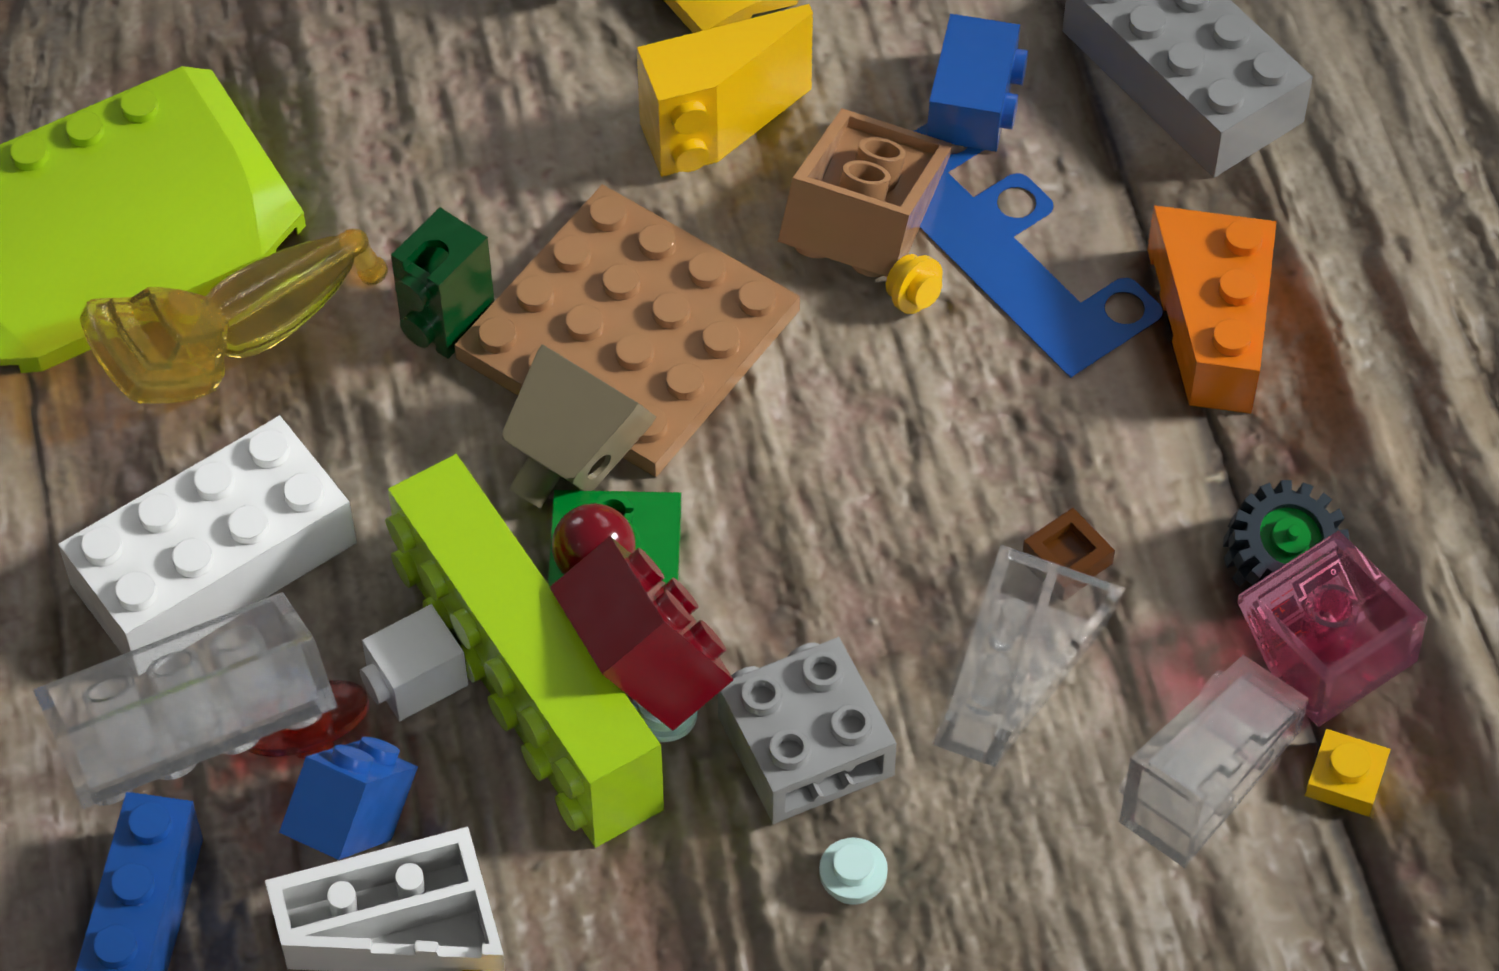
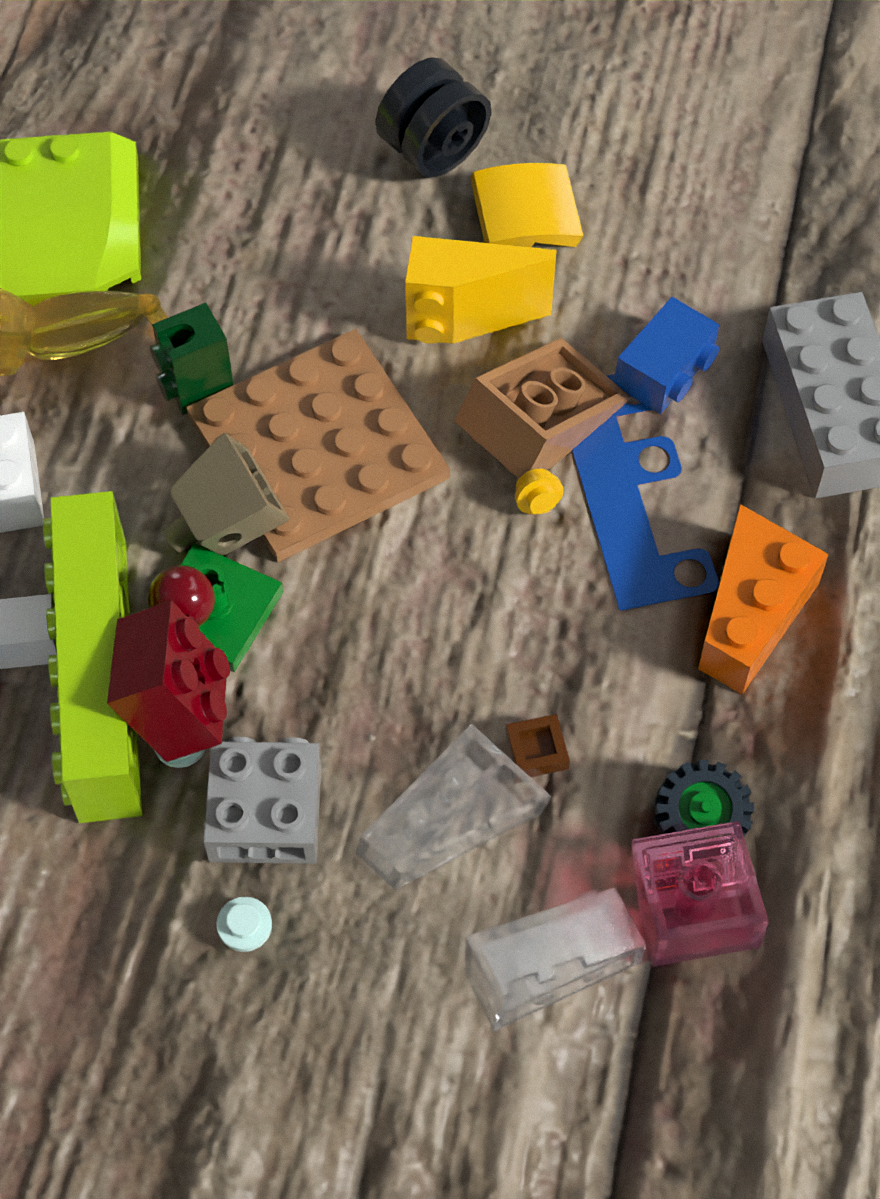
camera: 25 degrees right, 5 degrees up
(1347, 772) = (656, 1012): yellow plate -> none

